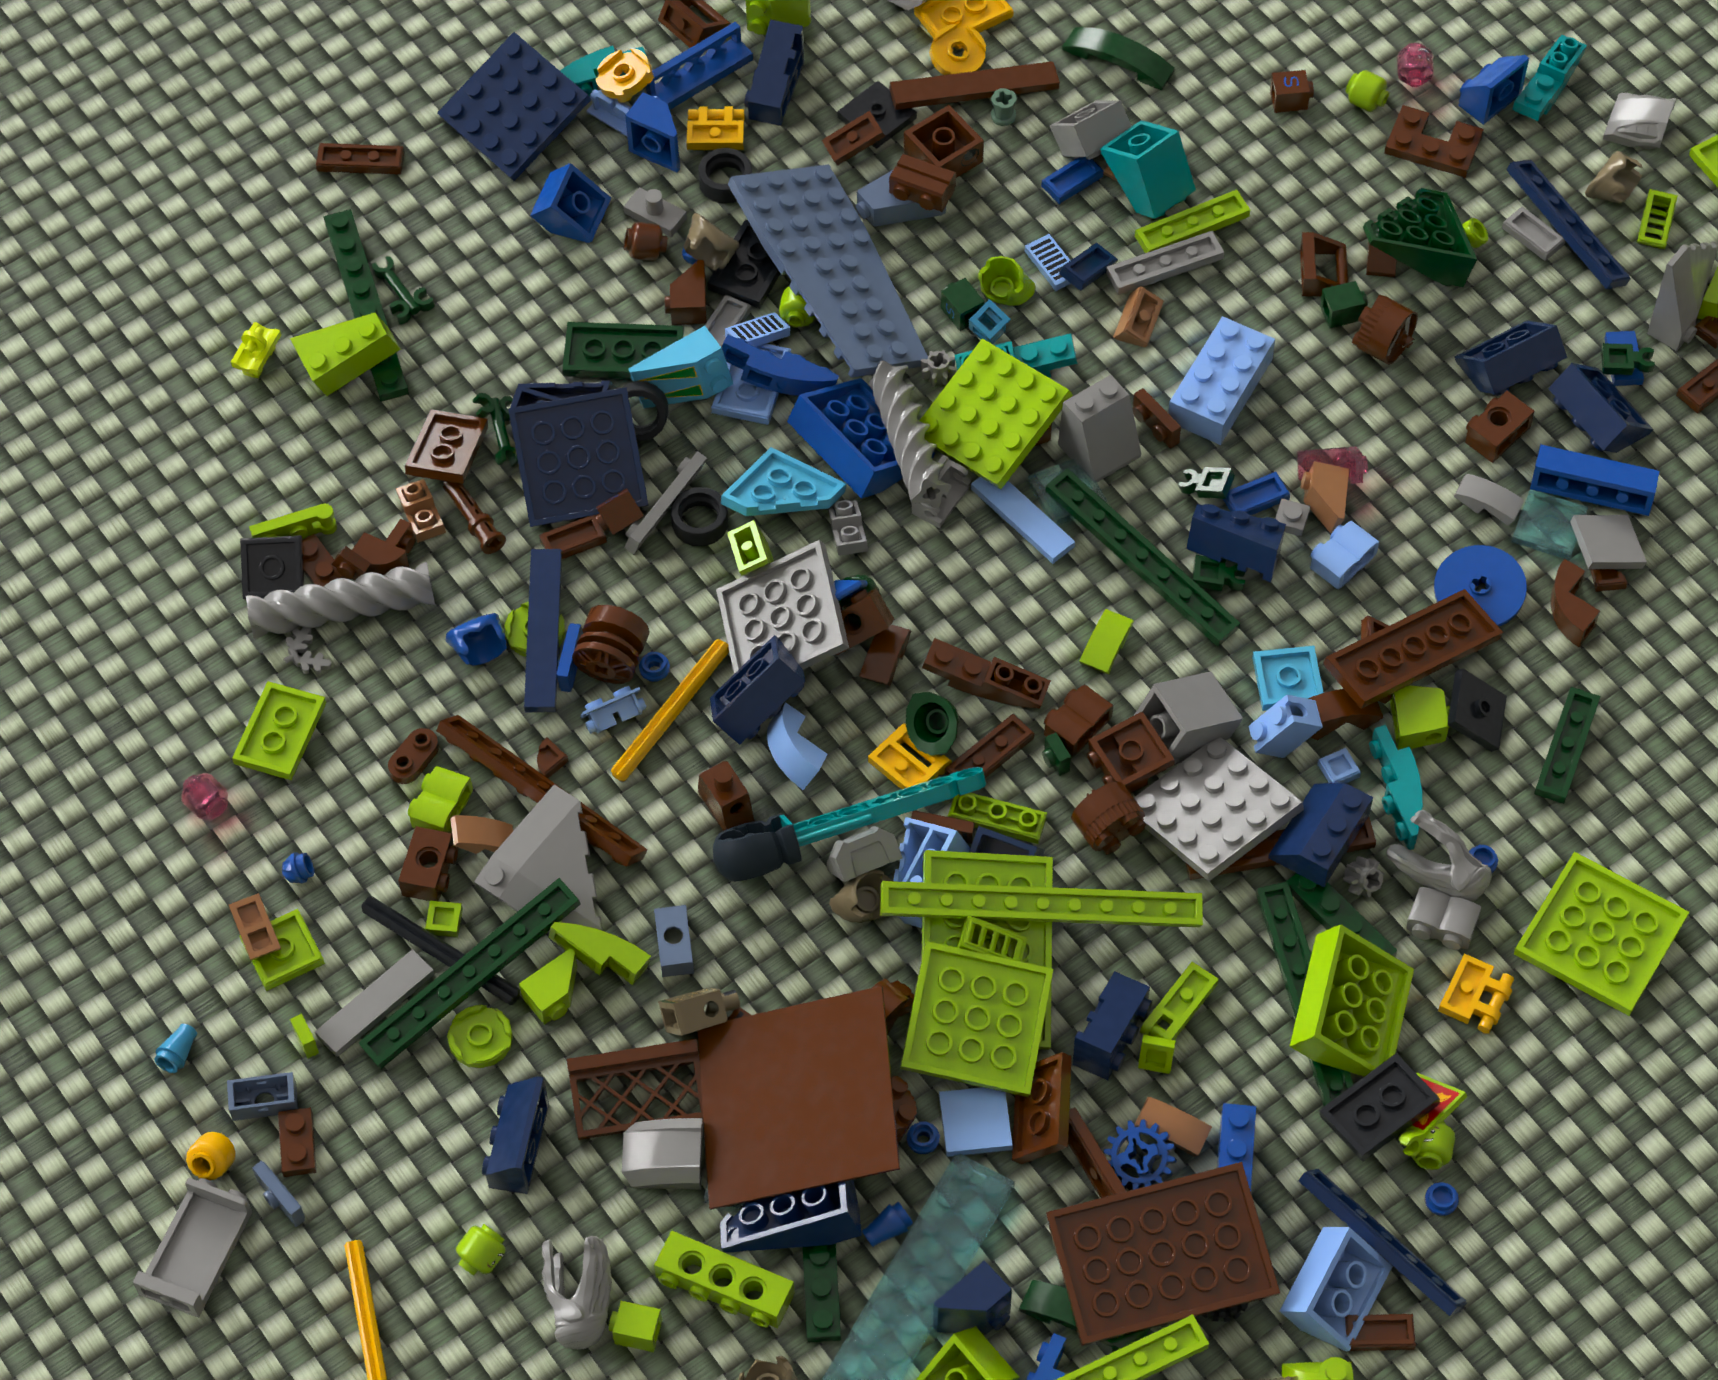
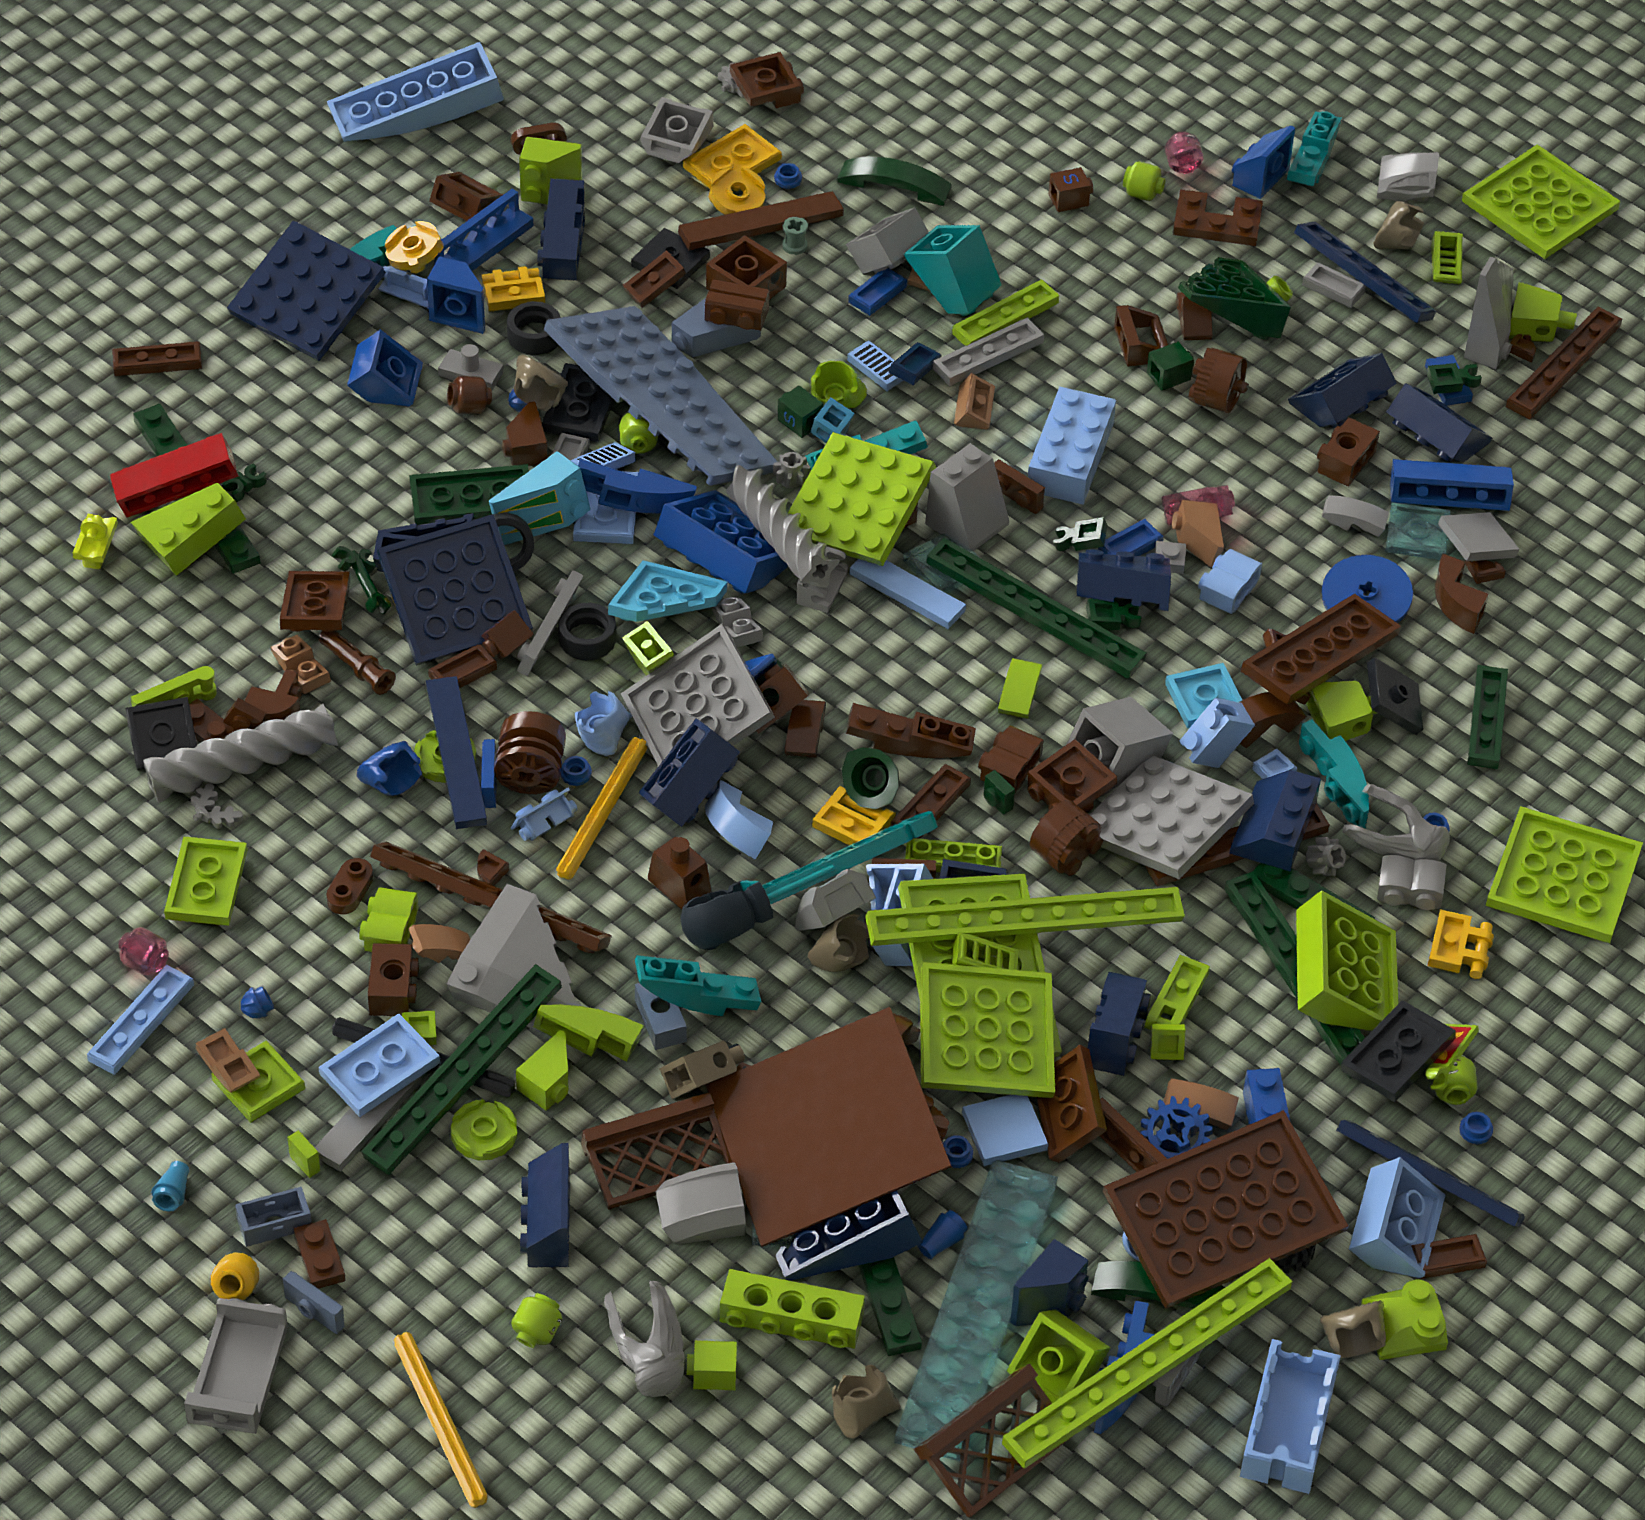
camera: 15 degrees left, 10 degrees down
(188, 866) = (140, 1019): none -> light blue tile
(342, 292) = (173, 475): none -> red brick
(393, 956) = (379, 1065): none -> light blue plate
(690, 619) = (602, 723): none -> light blue hair
(705, 923) = (694, 990): none -> teal slope
(1013, 38) = (788, 176): none -> blue plate

